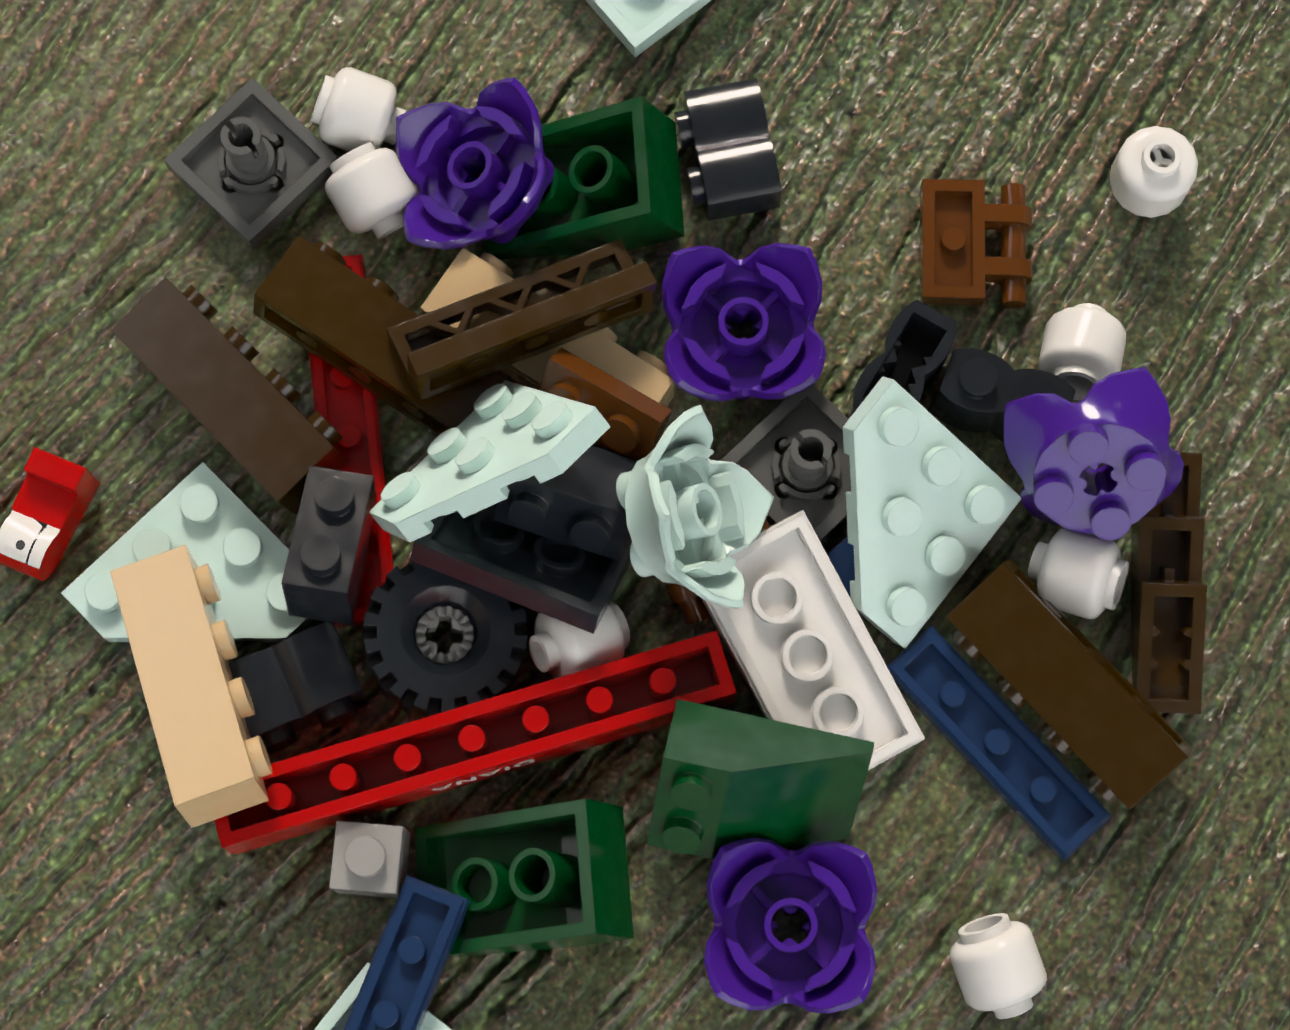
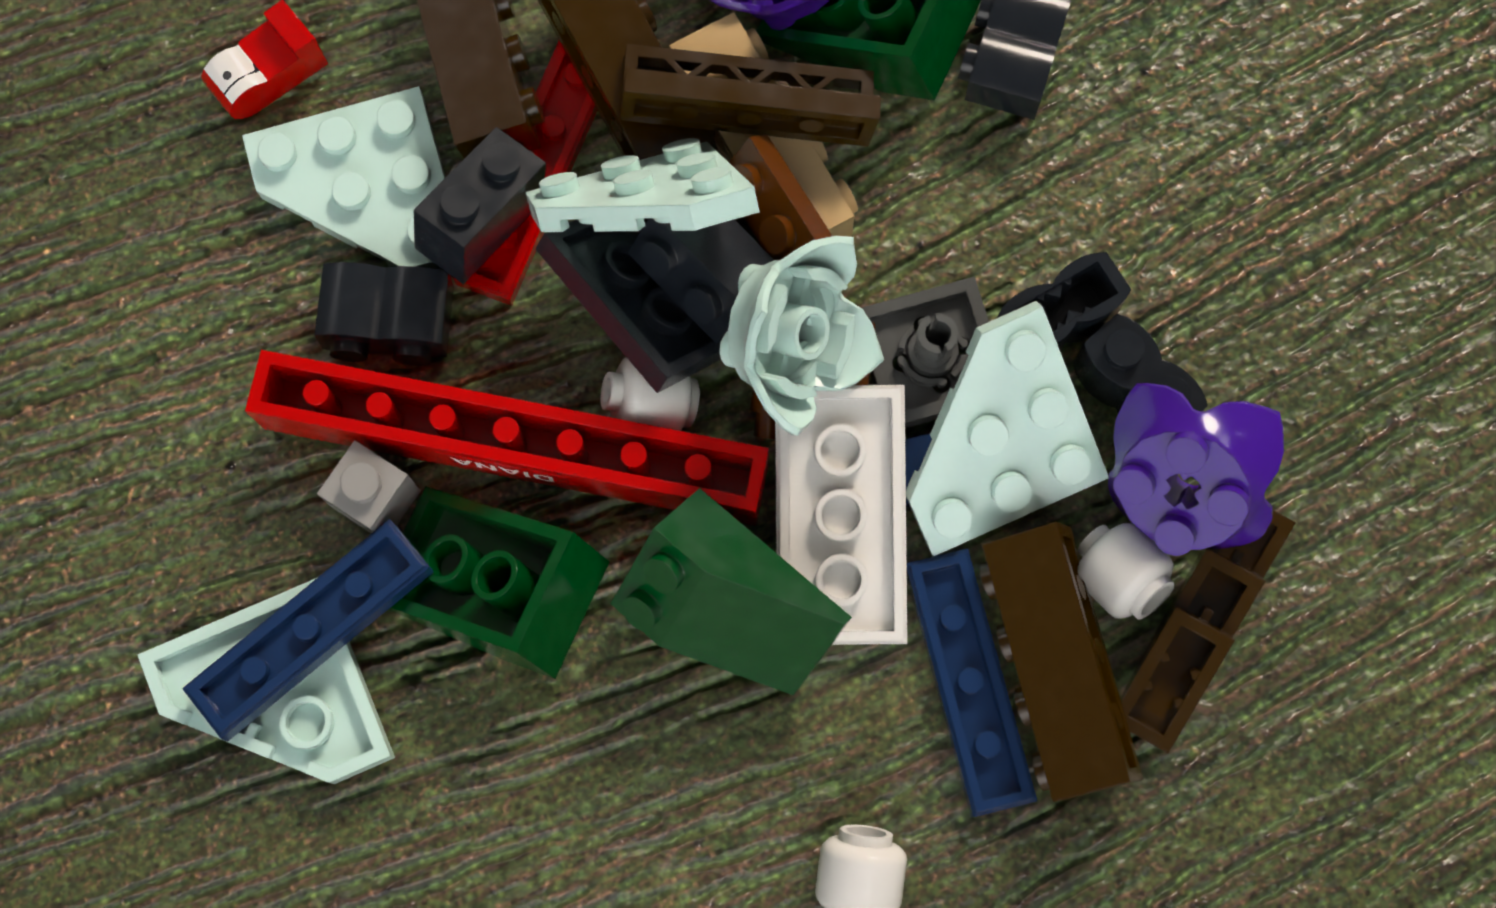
camera: 30 degrees right, 0 degrees up
(190, 687) = (293, 261): tan brick -> none
(410, 667) = (495, 347): black bush -> none
(771, 287) = (931, 158): dark purple brick -> none
(834, 893) = (682, 688): dark purple brick -> none
(954, 243) = (1172, 225): reddish brown plate -> none
(1082, 346) = (1239, 369): white head -> none
(1153, 171) = (1389, 251): white head -> none

